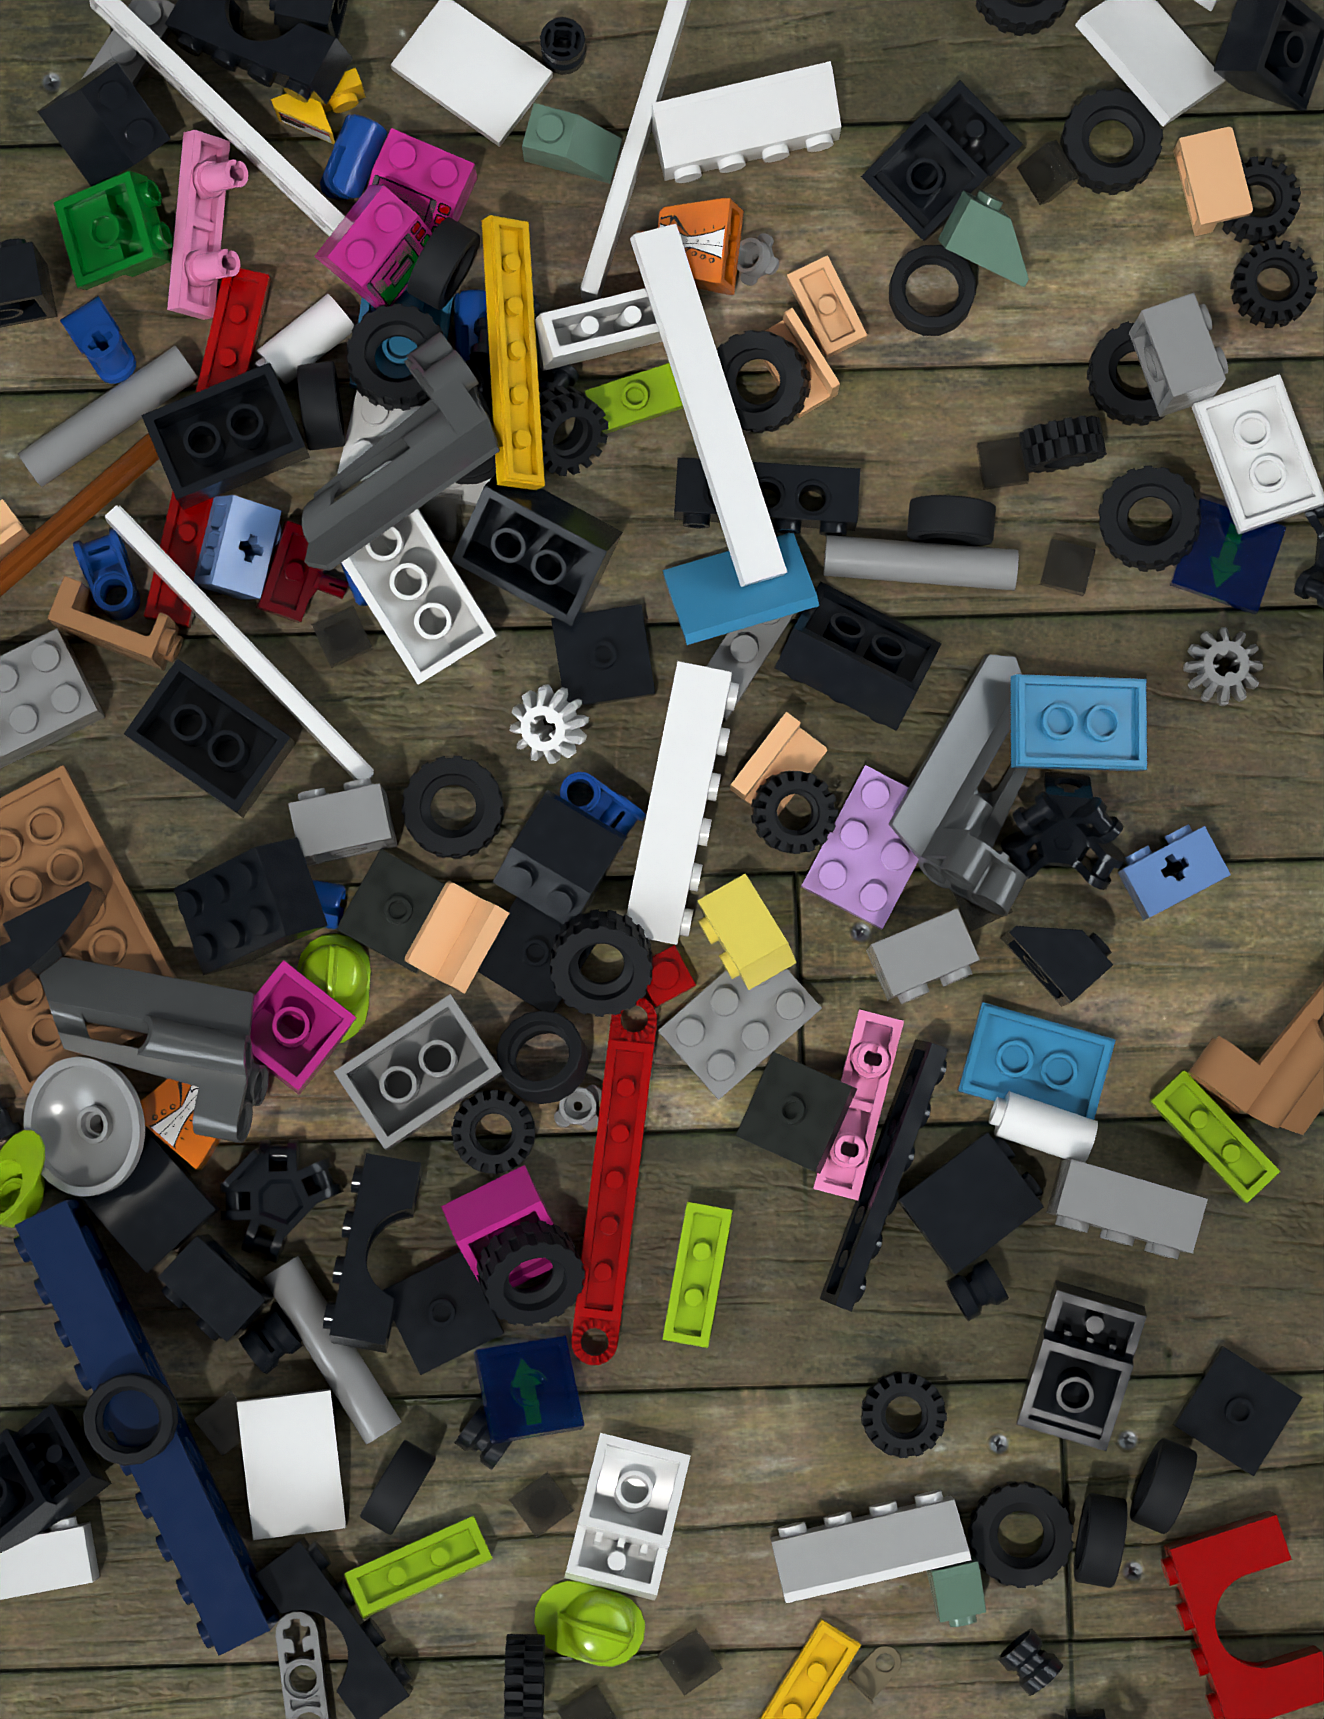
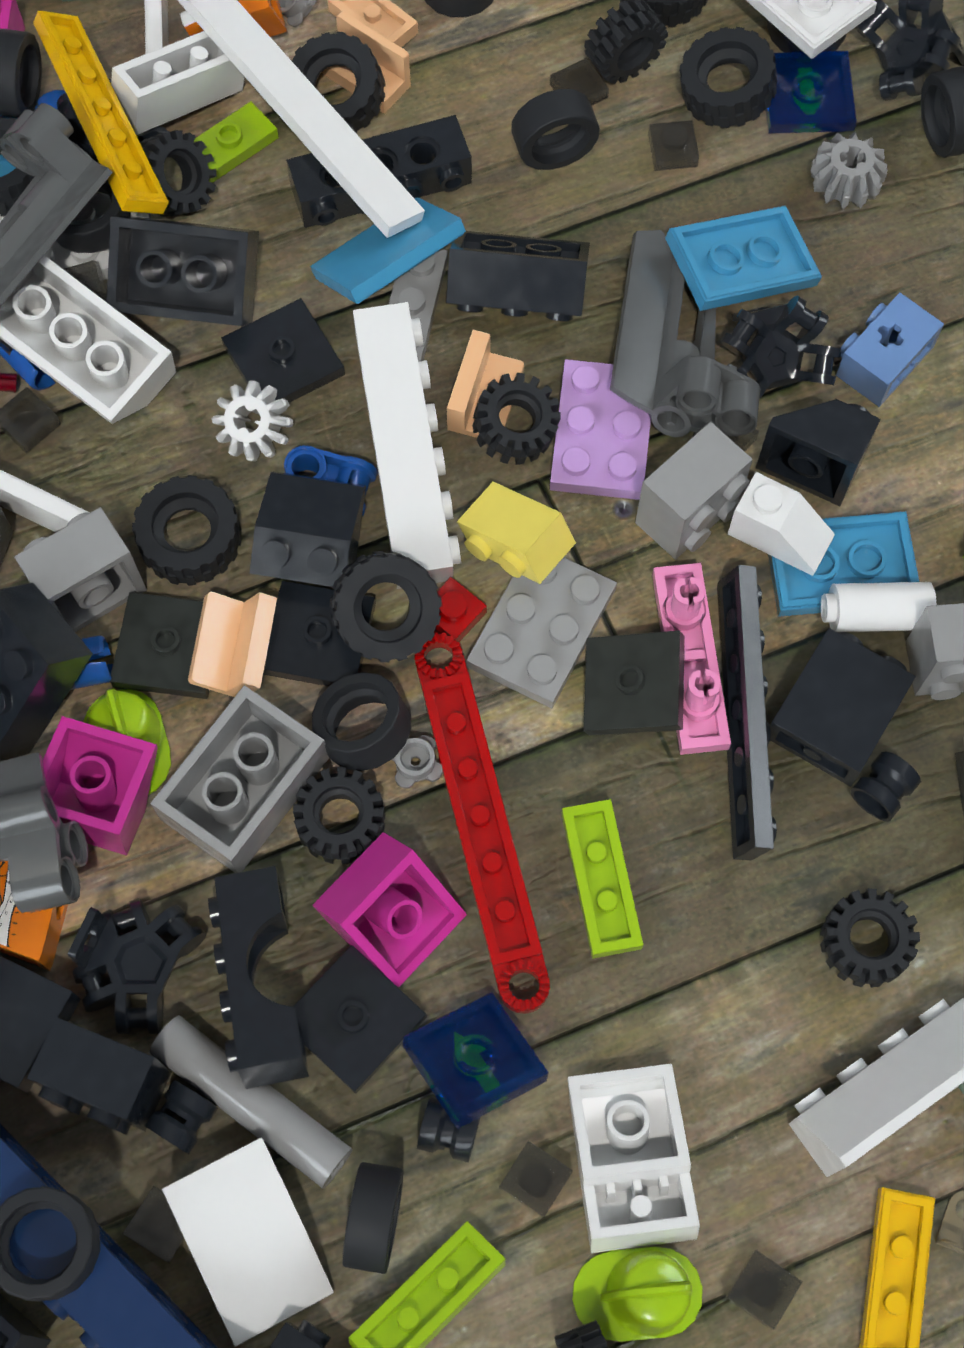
camera: 20 degrees left, 15 degrees down
(542, 1300) = (461, 955): black tyre -> none
(921, 562) = (542, 180): light grey piece -> none
(990, 1018) = (781, 524): none -> white slope

